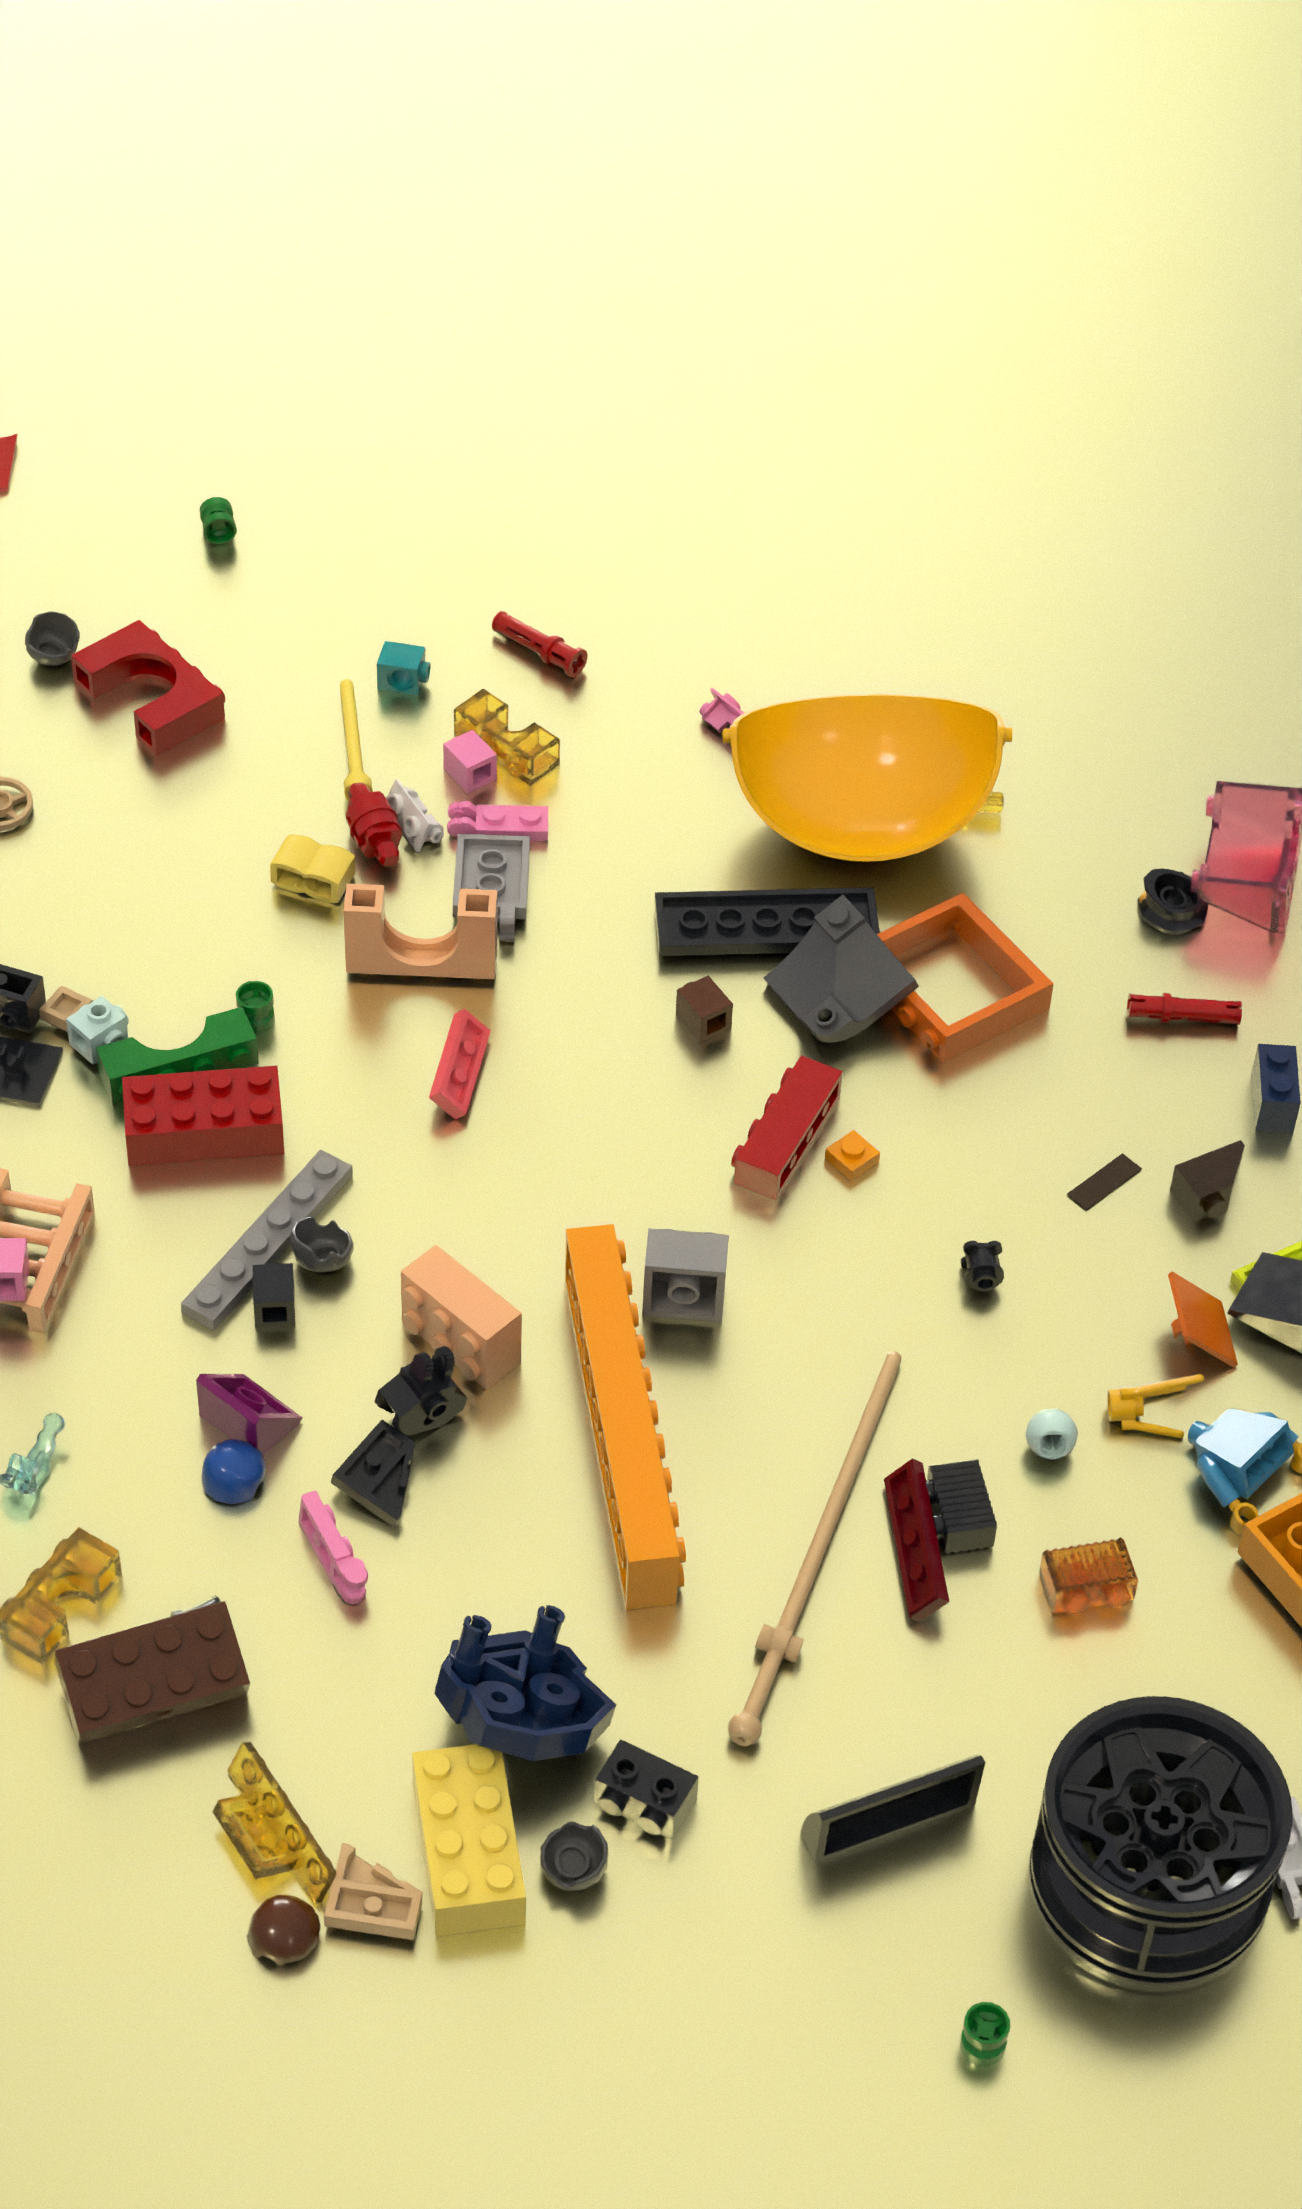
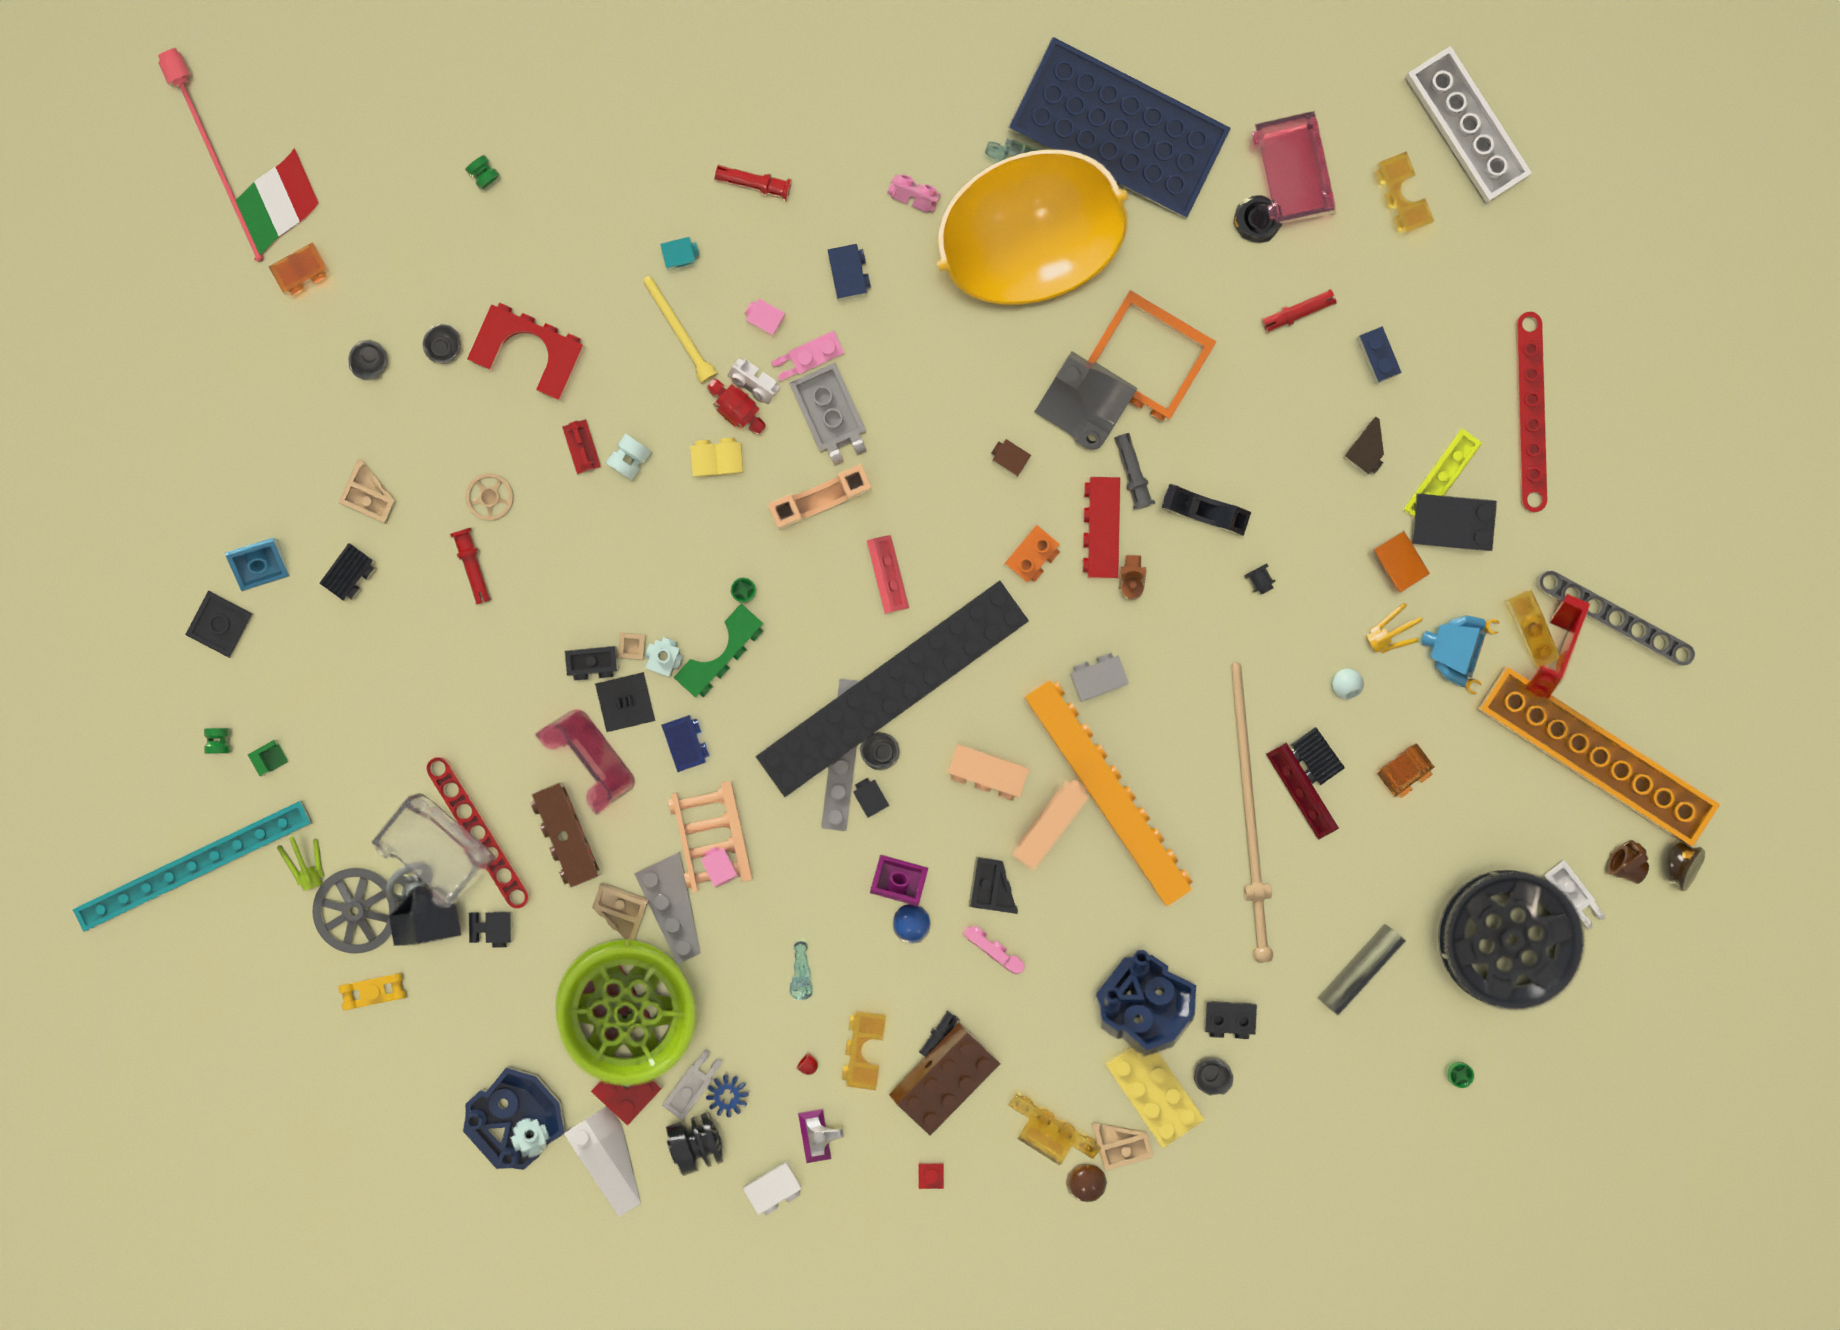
camera: 20 degrees left, 40 degrees up
(46, 1813) = (931, 1175): none -> red plate
(60, 1134) = (685, 743): none -> clear blue brick
(151, 796) = (581, 446): none -> red hinge
(199, 822) = (634, 450): none -> light aqua wheel
(202, 1115) = (760, 690): red brick -> none
(382, 1181) = (891, 688): none -> black plate
(423, 1391) = (992, 832): black hinge -> none
(473, 1450) = (1050, 823): none -> light nougat window
(523, 753) = (797, 293): clear yellow arch -> none
(603, 758) = (848, 272): none -> dark blue brick
(671, 1117) = (1032, 554): none -> orange brick
(747, 919) = (1014, 363): black plate -> none
(799, 1183) = (1132, 577): none -> dark orange hips
(852, 1155) = (1148, 525): light orange plate -> none
(862, 1099) = (1137, 483): none -> dark grey pin
(937, 1159) = (1206, 510): none -> black arch
(1063, 763) = (1122, 124): none -> dark blue plate
(1104, 1181) = (1302, 469): dark brown sticker -> none

